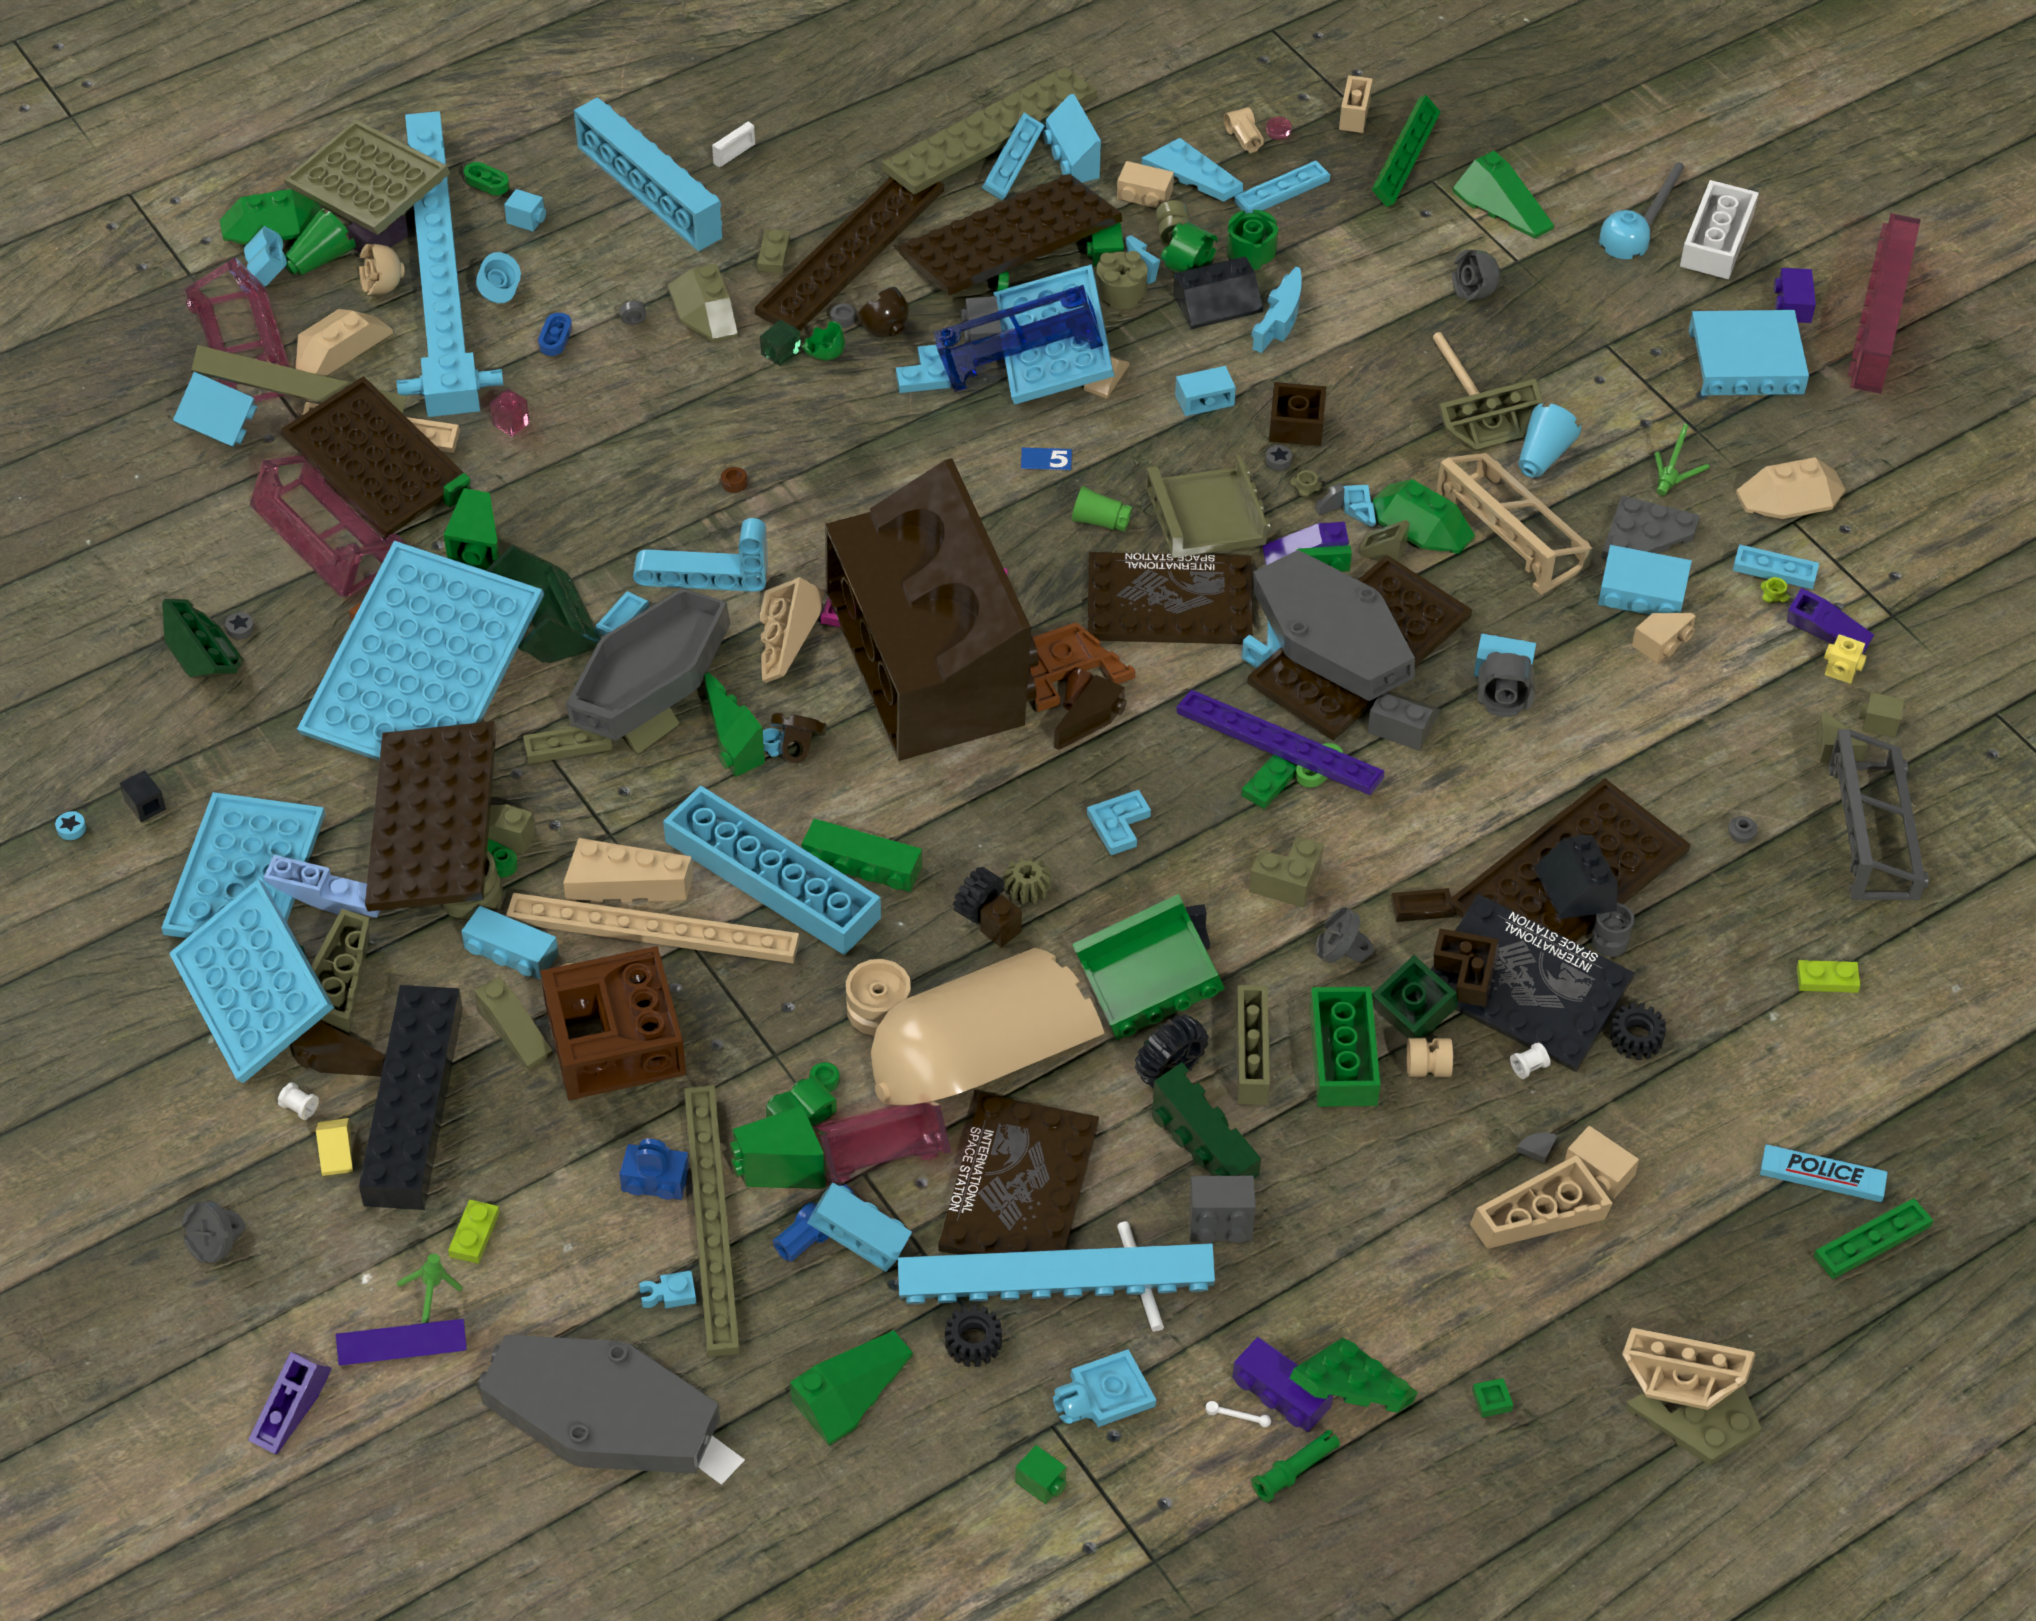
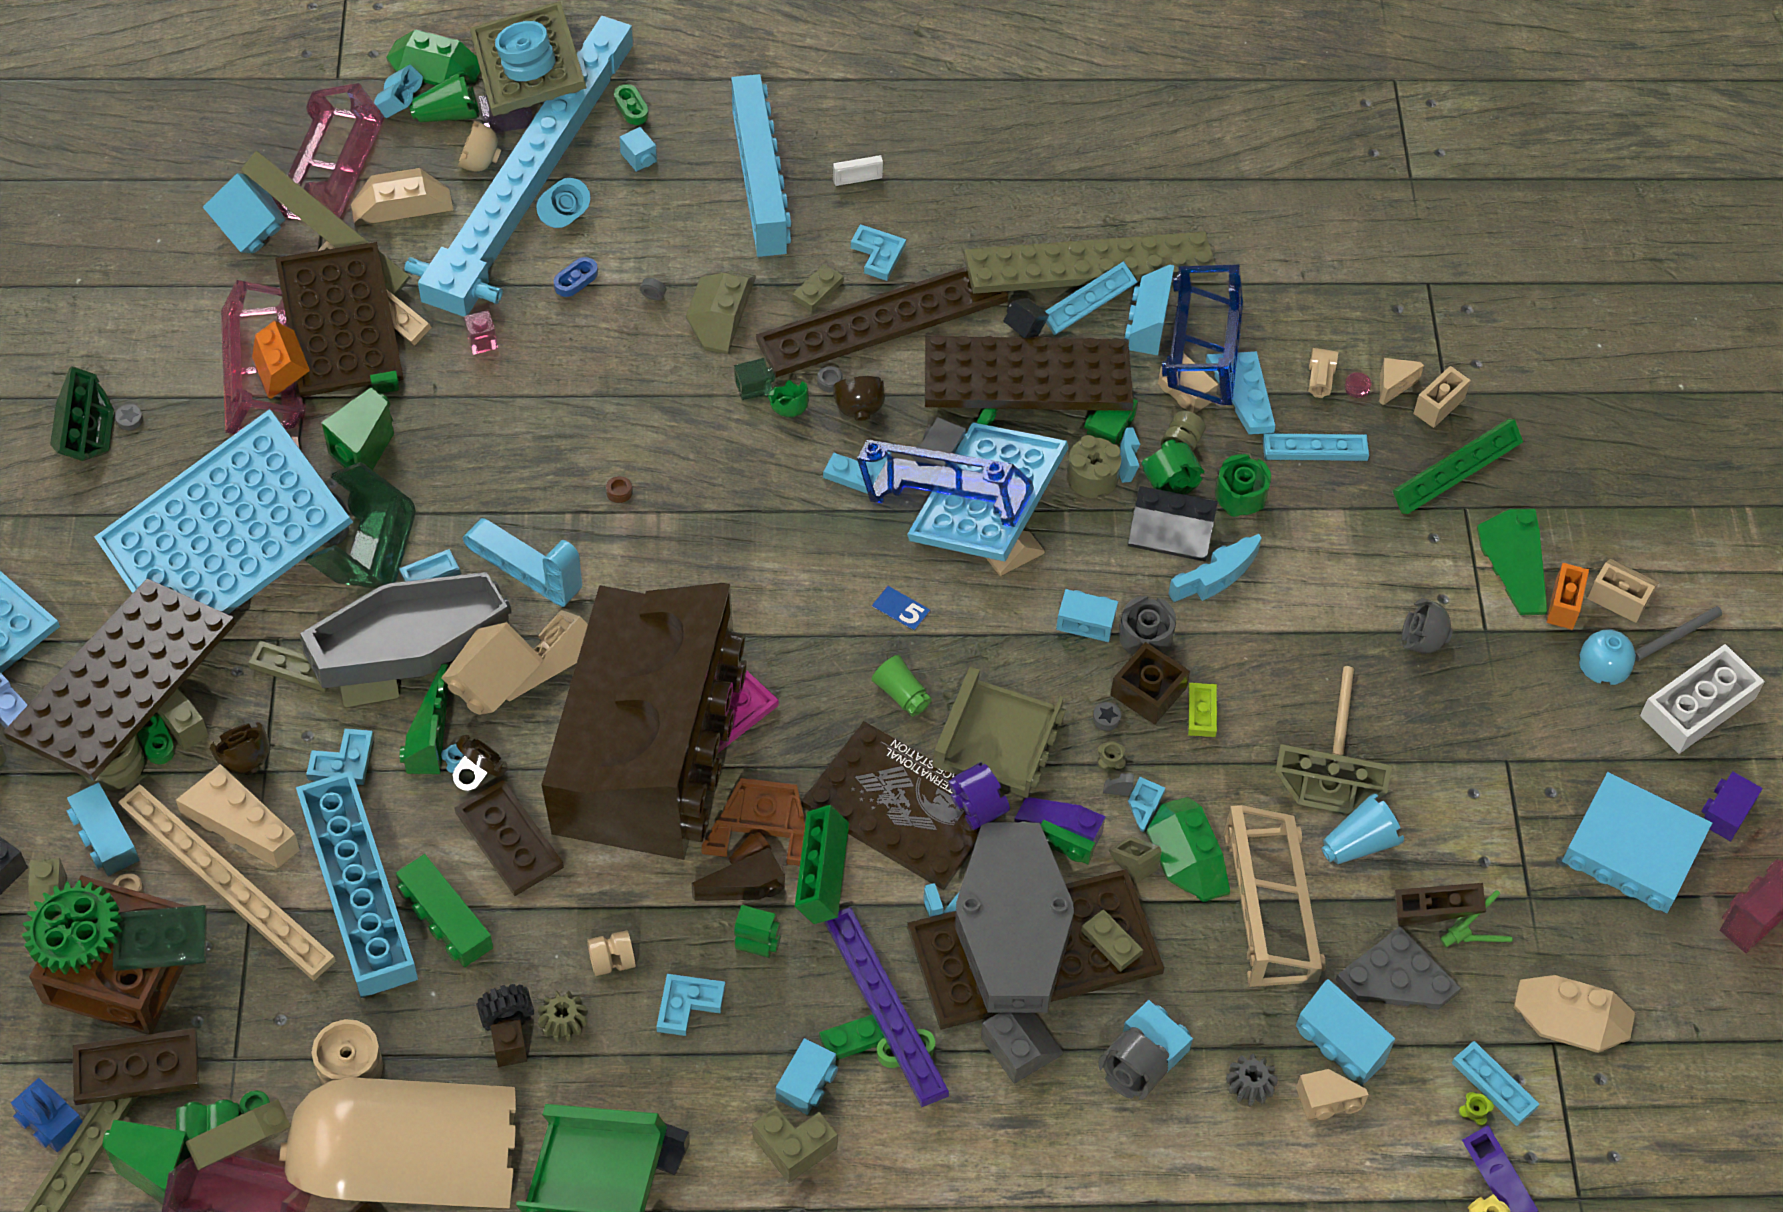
camera: 30 degrees right, 5 degrees up
(346, 512) = (278, 358): none -> orange slope
(372, 164) = (525, 51): none -> medium azure wheel
(574, 1006) = (72, 927): none -> green gear
(583, 819) = (242, 749): none -> dark brown cylinder
(654, 979) = (161, 938): none -> clear green tile
(680, 785) = (353, 756): none -> medium azure plate
(704, 1093) = (135, 1066): none -> dark brown plate
(753, 652) = (491, 667): none -> tan slope
(807, 194) = (883, 250): none -> medium azure plate
(842, 1091) = (238, 1134): none -> olive slope
(868, 777) = (509, 838): none -> dark brown plate
(973, 193) = (1025, 317): none -> black brick
(1029, 815) = (611, 953): none -> tan wheel
(1137, 738) = (757, 931): none -> green brick
(1148, 665) = (822, 864): none -> green brick
(1175, 151) = (1228, 364): none -> clear blue windscreen
(1236, 552) = (978, 795): none -> dark purple brick
(1258, 372) = (1147, 622): none -> dark grey brick
(1259, 822) = (806, 1077): none -> medium azure brick
(1305, 107) = (1397, 377): none -> tan slope
(1350, 416) = (1202, 709): none -> lime plate
(1418, 608) = (1111, 940): none -> olive plate
(1565, 203) = (1567, 596): none -> orange brick
(1599, 653) = (1241, 1083): none -> dark grey gear
(1601, 182) = (1622, 590): none -> tan slope
(1642, 460) = (1438, 903): none -> dark brown slope

